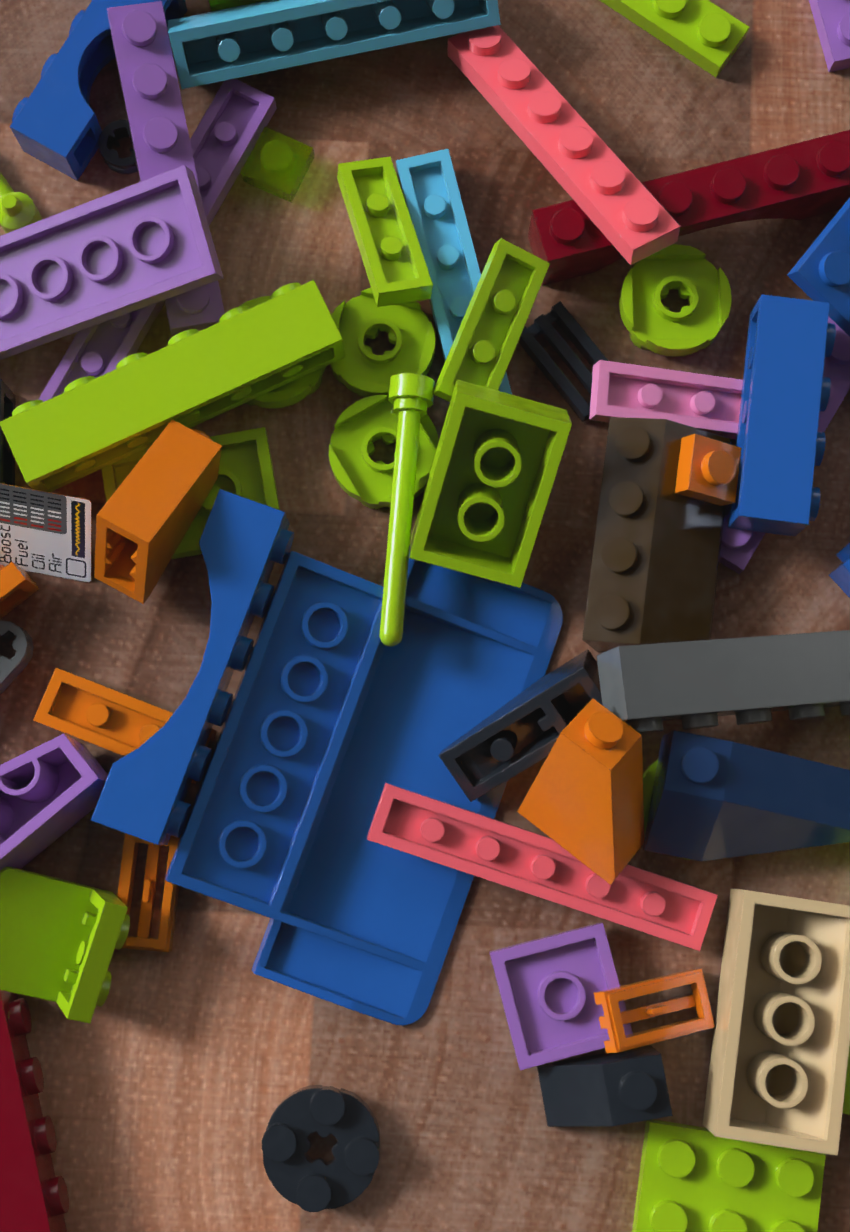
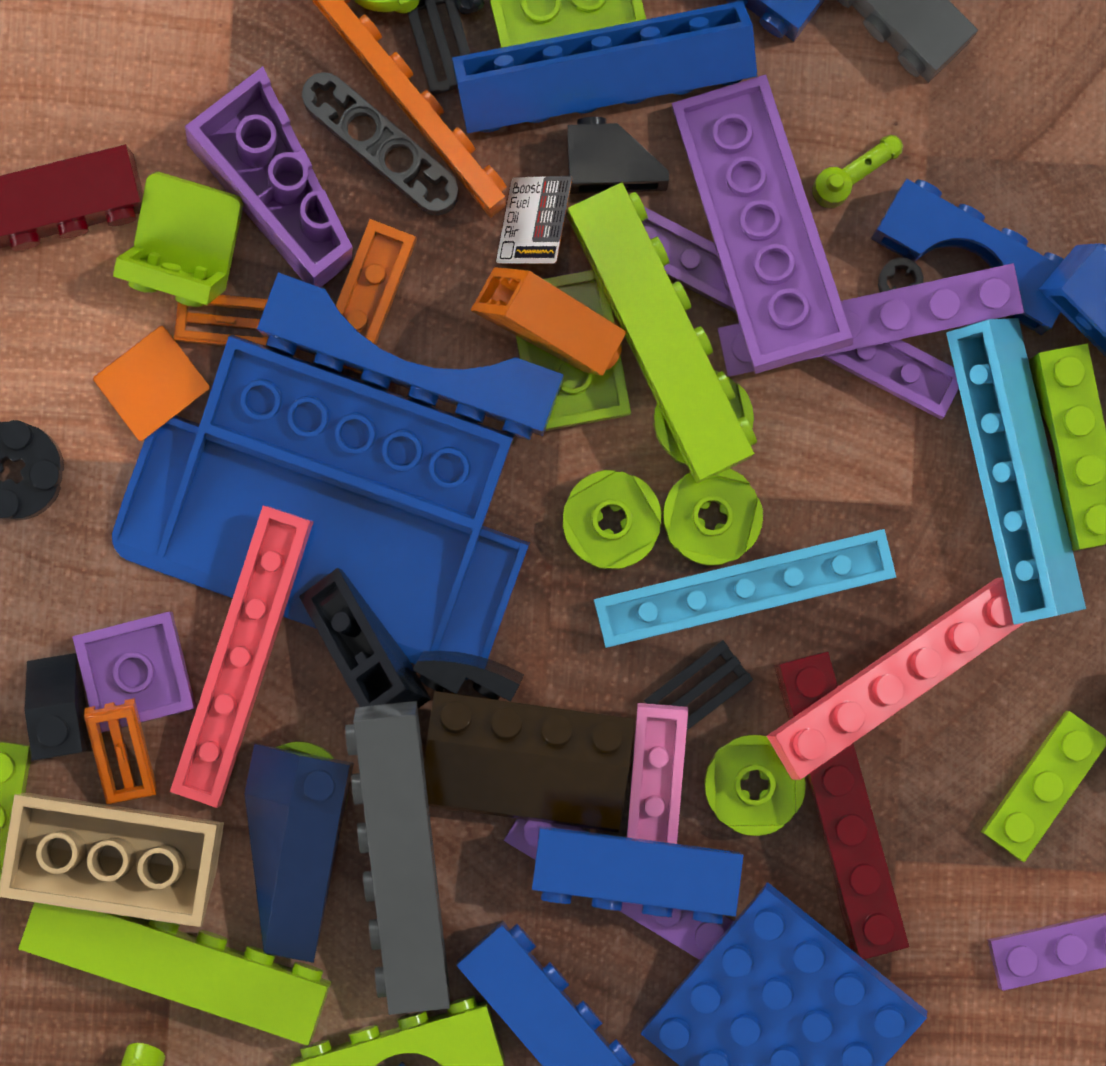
camera: 85 degrees right, 5 degrees up
(220, 979) = (151, 383): none -> orange sticker
(278, 164) = (885, 421): clear neon green plate -> none
(384, 232) = (814, 518): lime plate -> none
(410, 398) = (650, 541): lime piece -> none
(489, 483) = (572, 610): lime brick -> none
(493, 319) = (718, 613): lime plate -> none
(554, 622) = (449, 669): none -> black slope
(592, 791) = (298, 696): orange slope -> none
(708, 470) = (585, 804): orange plate -> none

